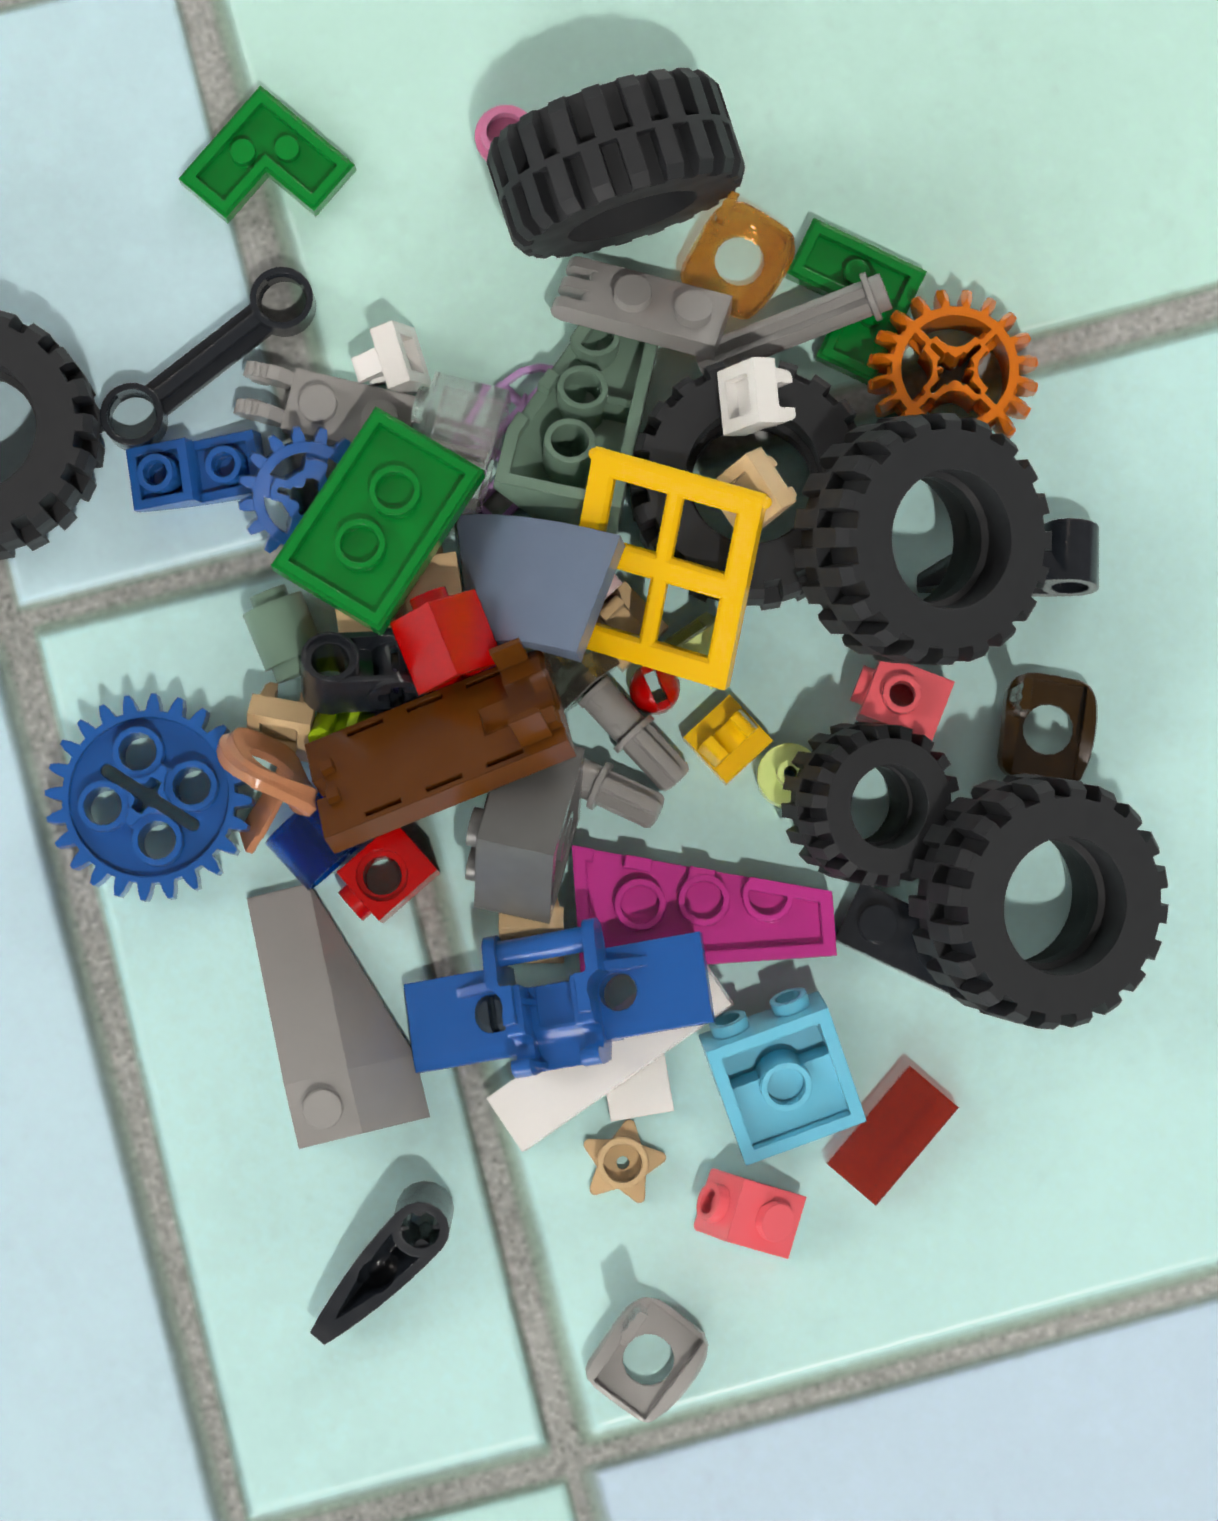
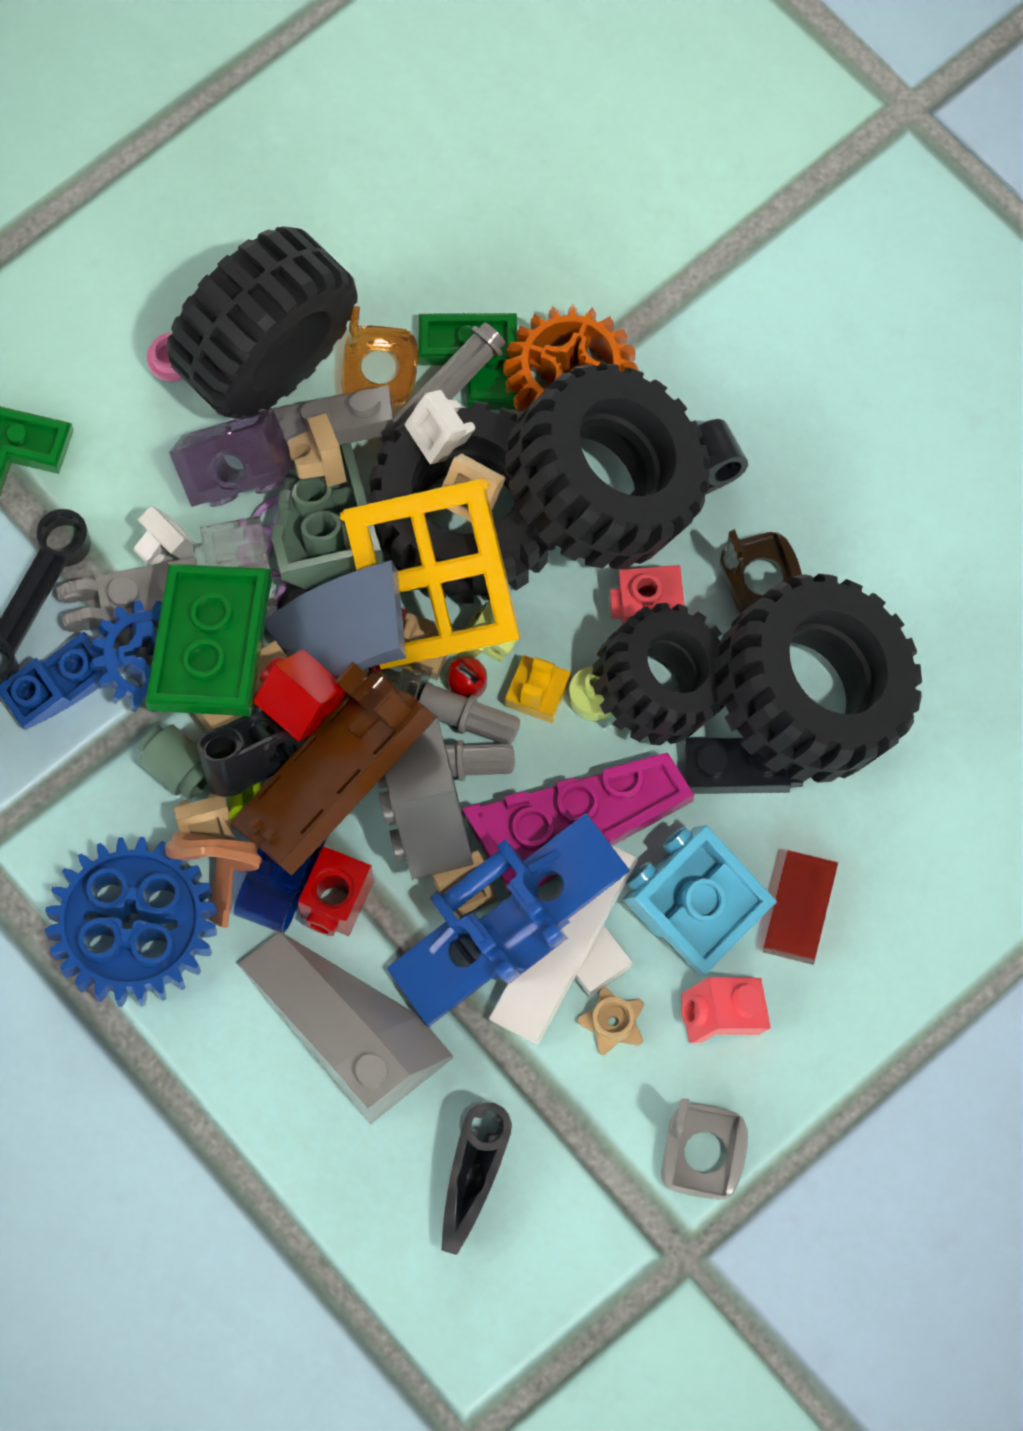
camera: 25 degrees left, 15 degrees down
(510, 306) = (252, 439): none -> clear purple brick
(615, 348) = (318, 452): none -> tan tile

